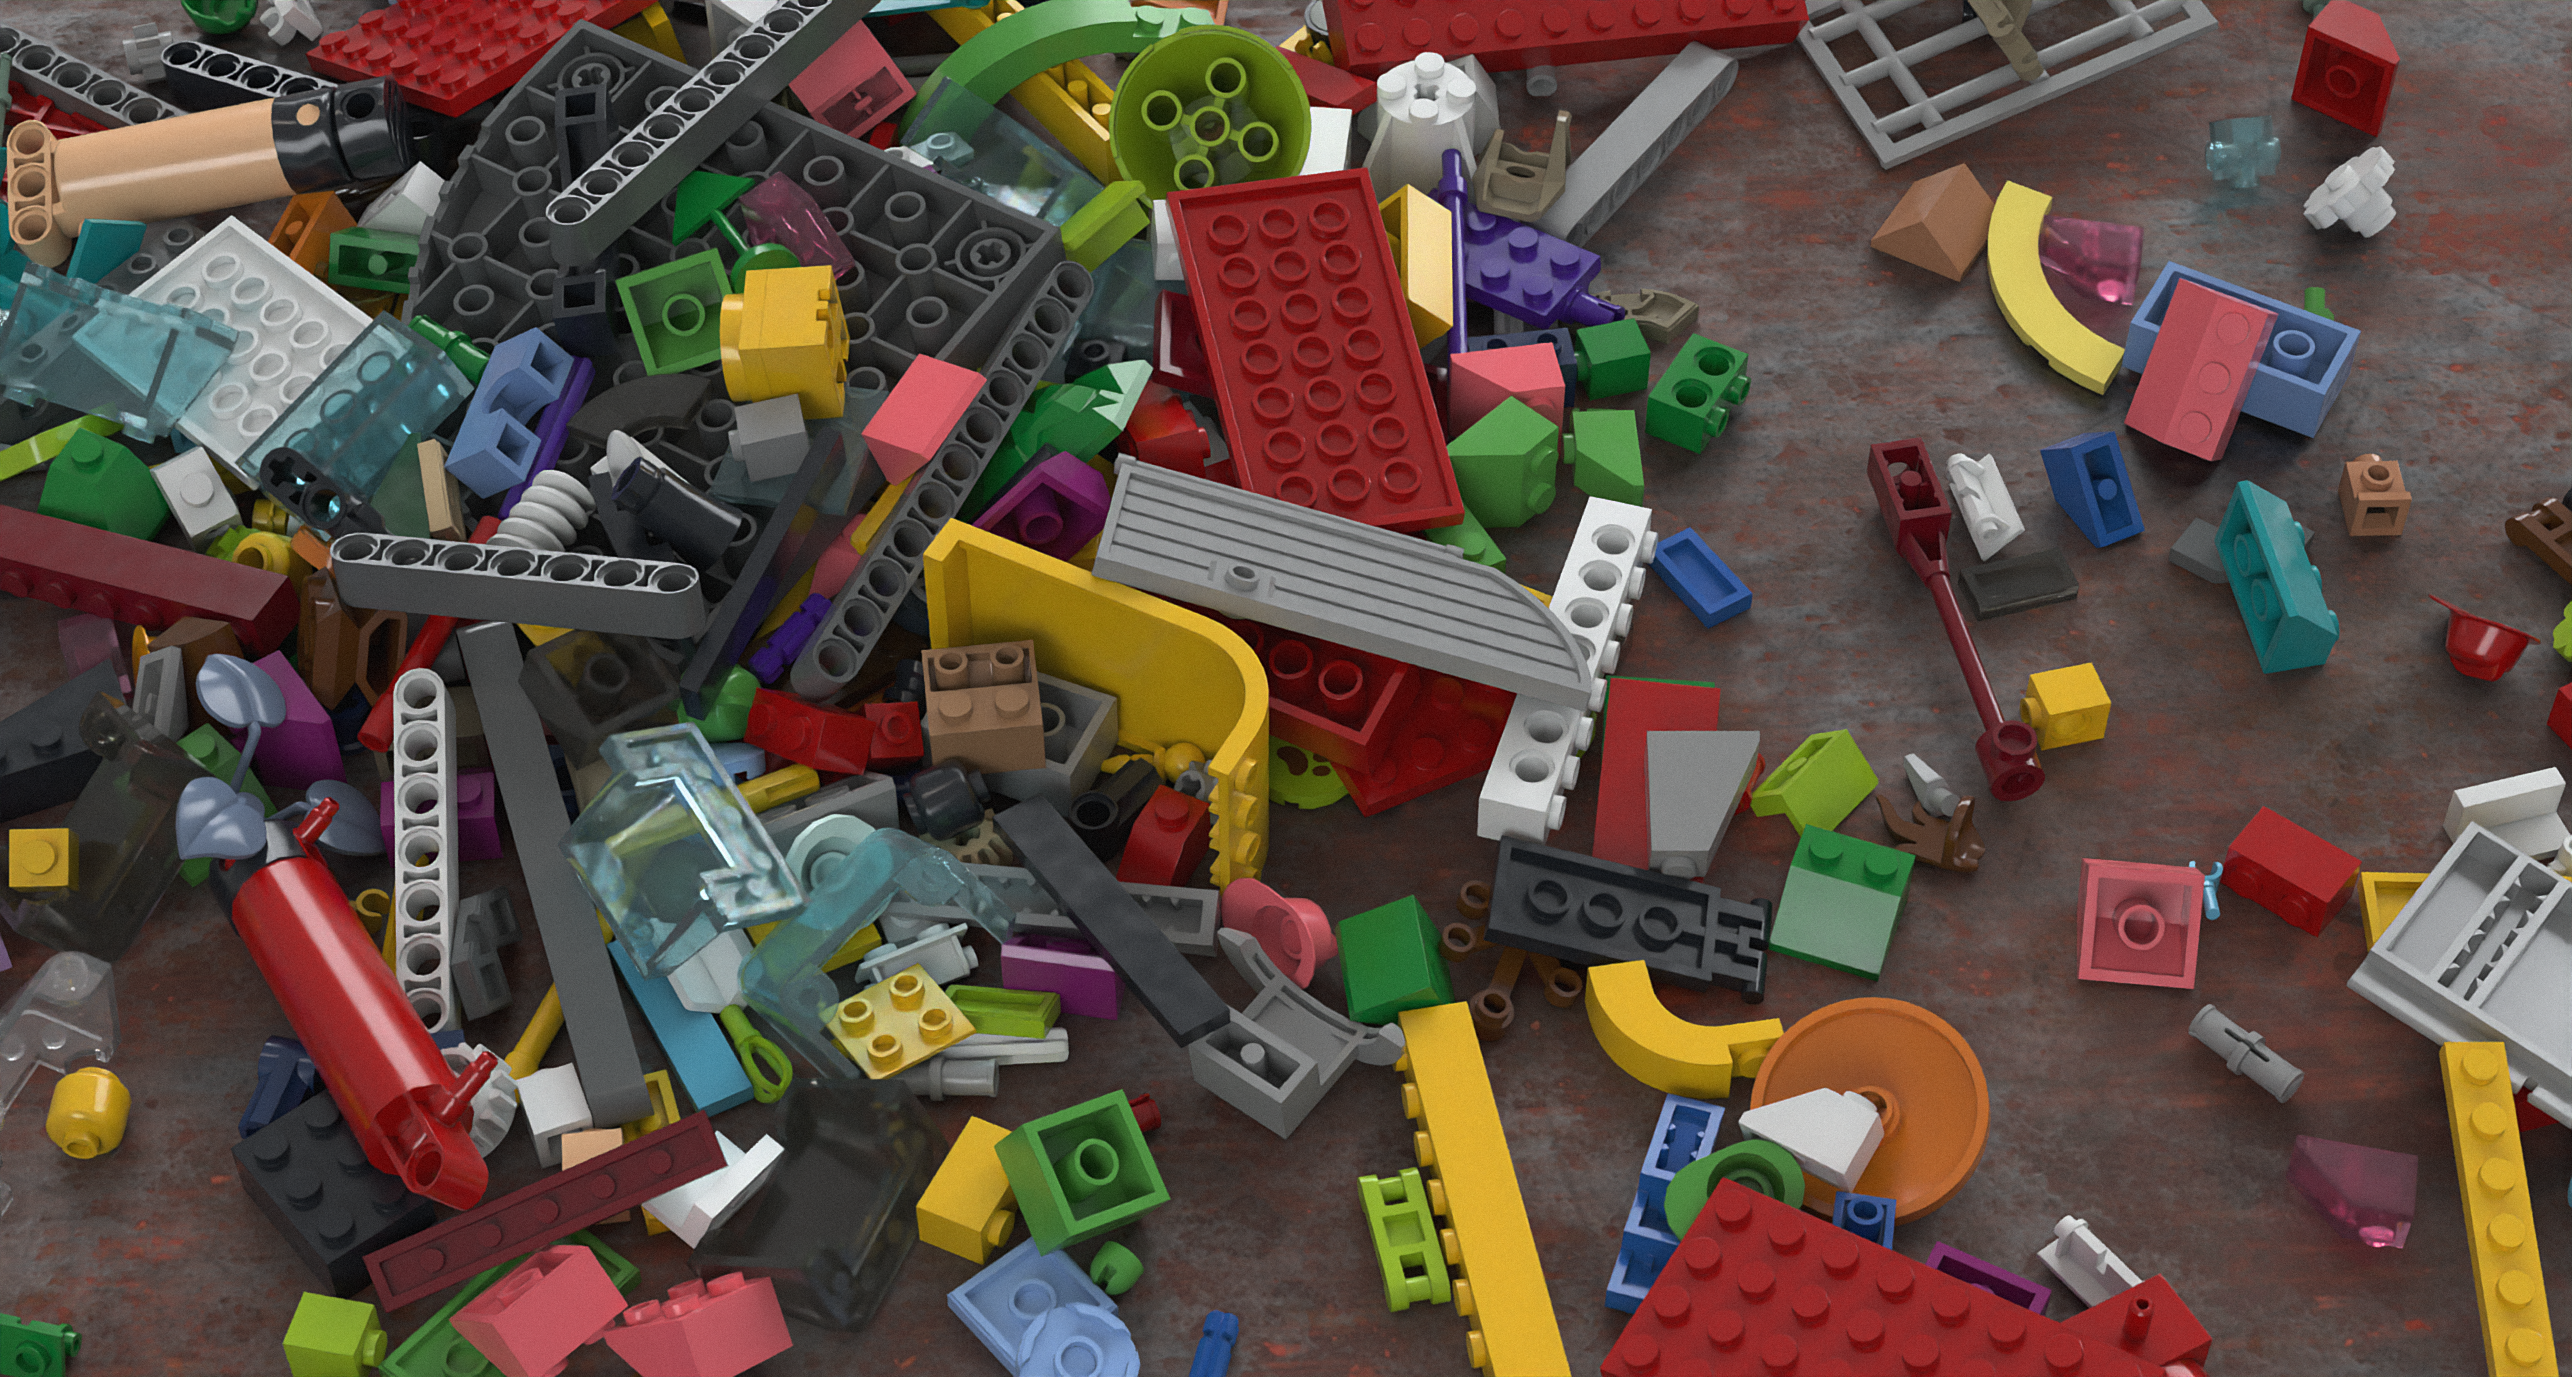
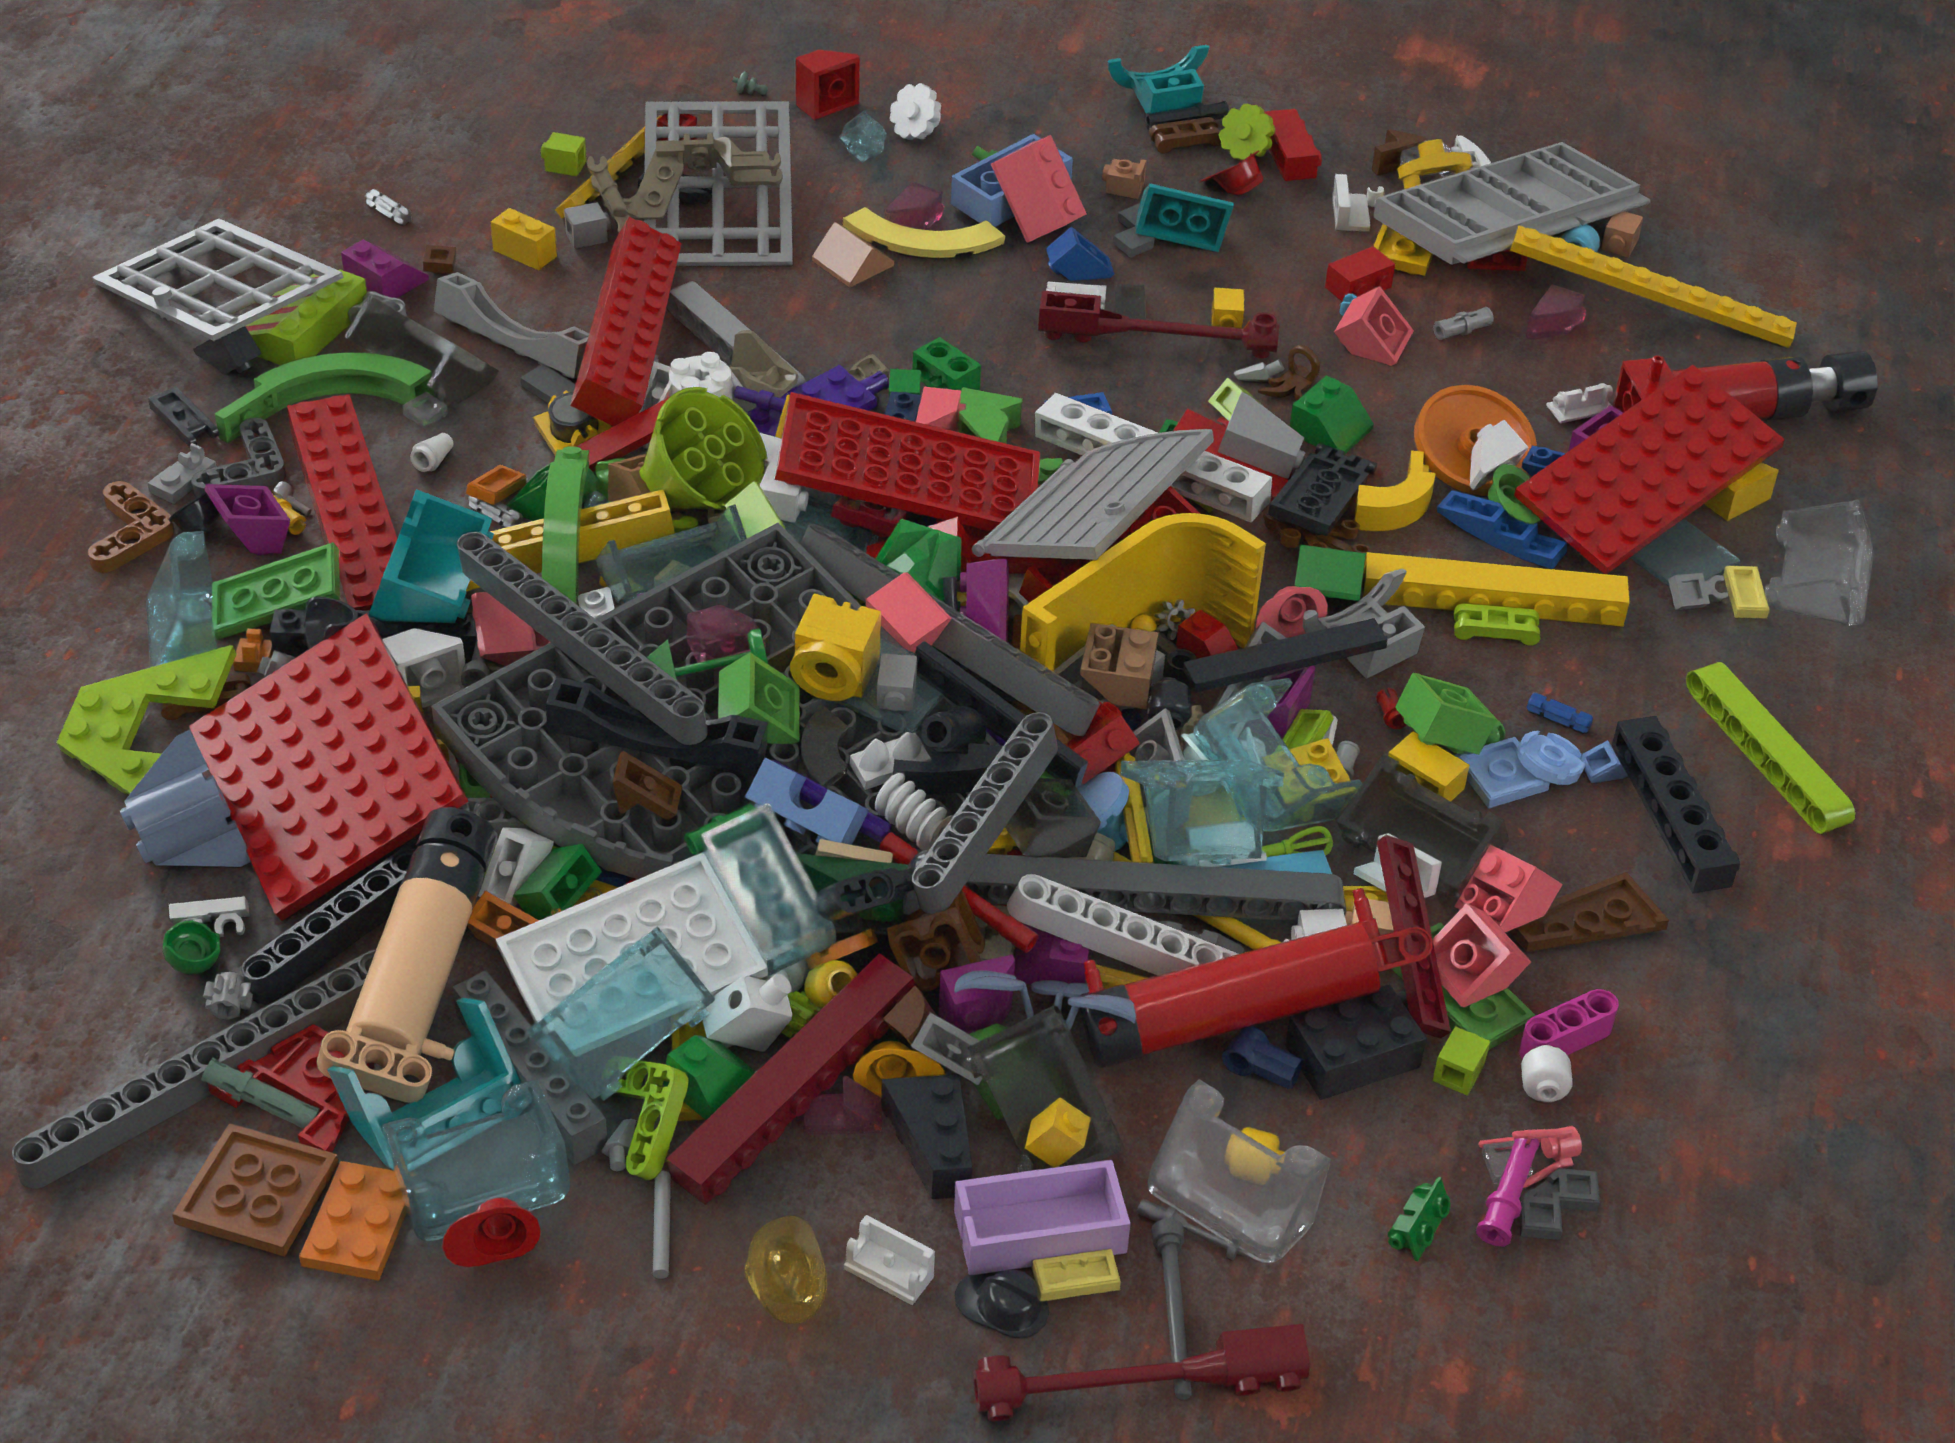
camera: 75 degrees left, 5 degrees down
(481, 243) = (643, 785): none -> reddish brown slope

